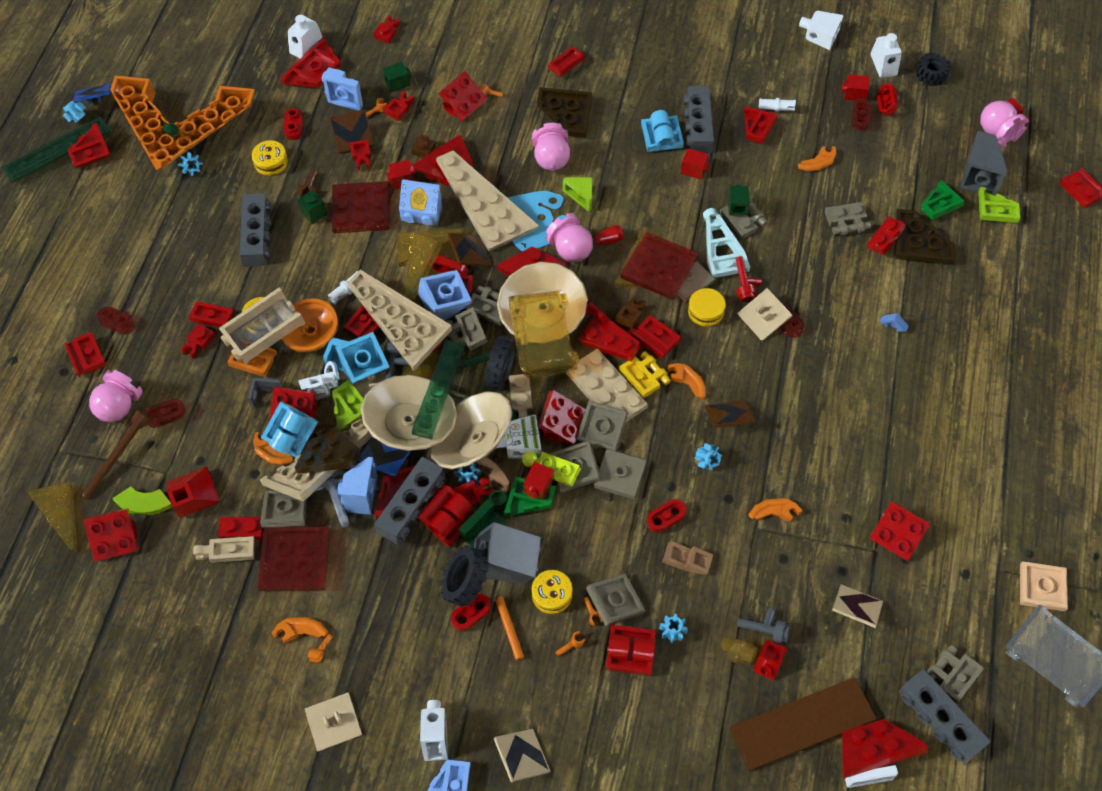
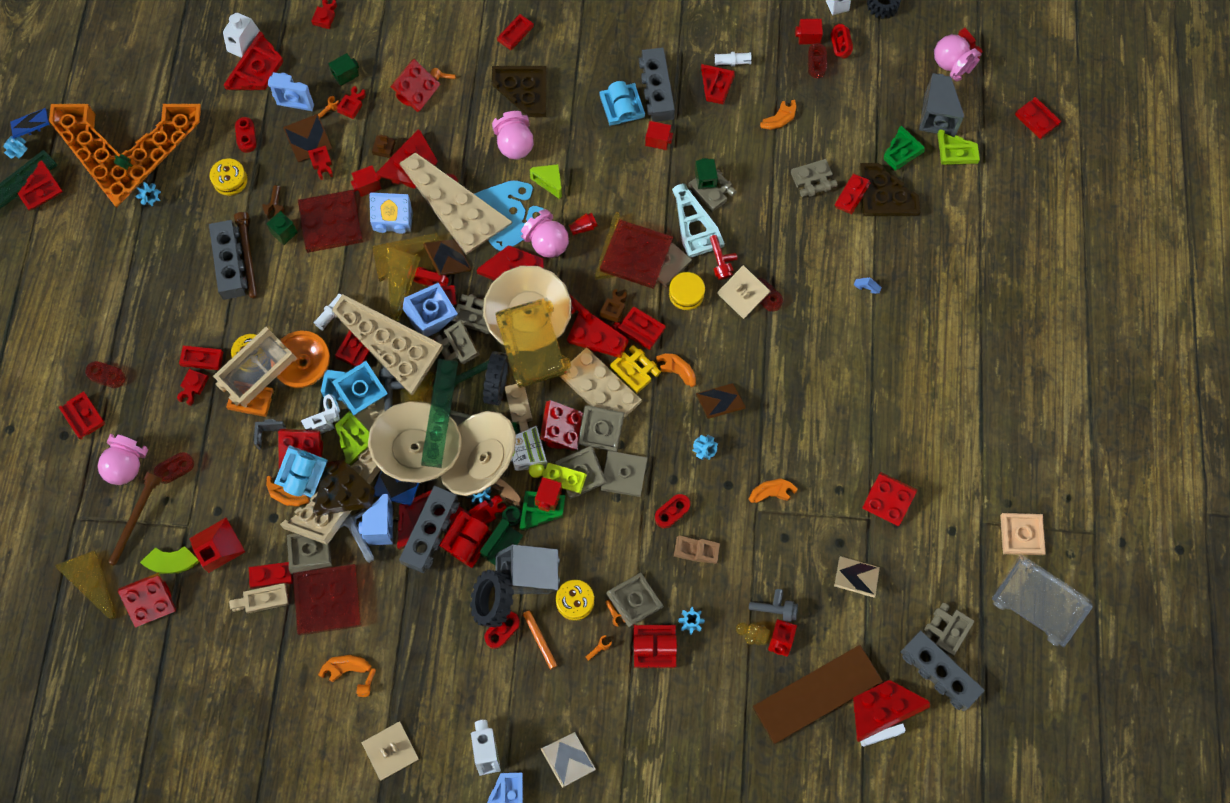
camera: 10 degrees left, 10 degrees up
(275, 196) = (242, 221): none -> reddish brown piece

